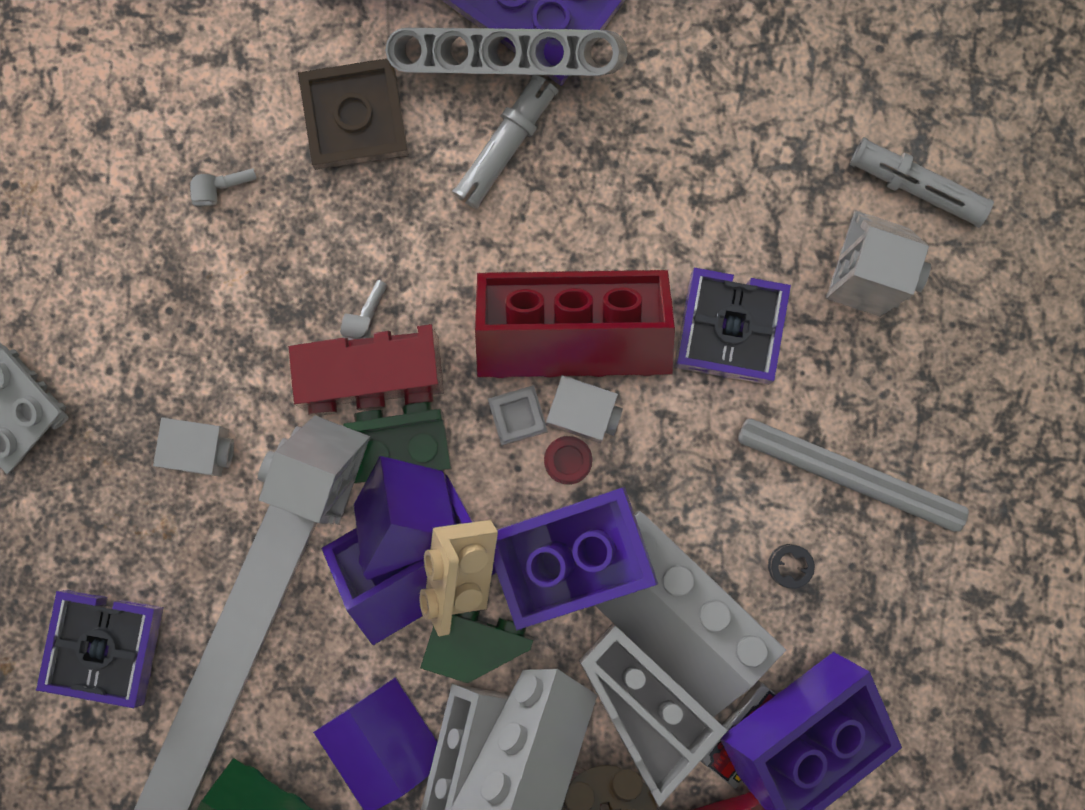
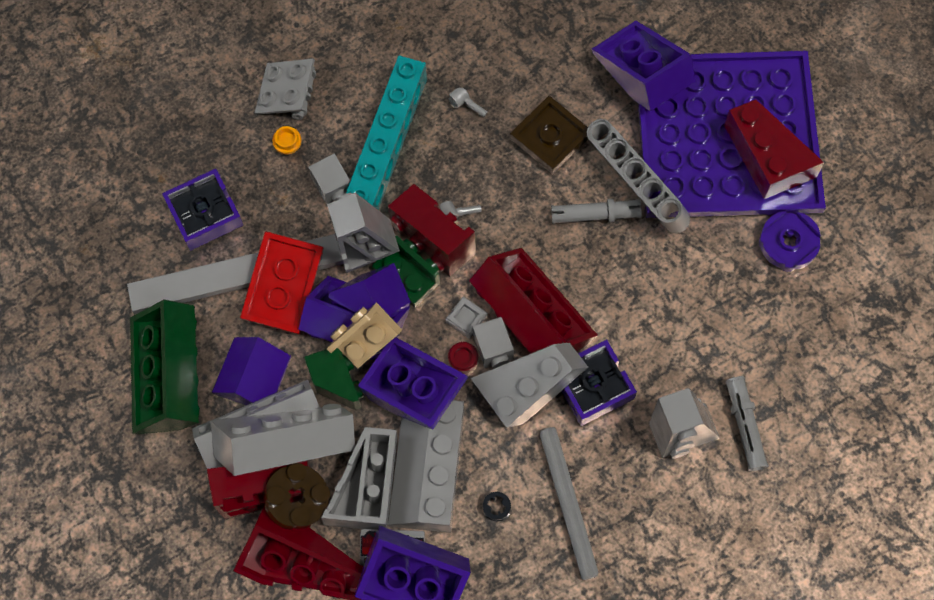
camera: 55 degrees right, 15 degrees down
(84, 461) = (286, 140): none -> light orange plate
(189, 331) = (388, 130): none -> teal brick
(290, 620) = (281, 282): none -> red plate
(679, 409) = (530, 382): none -> light grey wedge

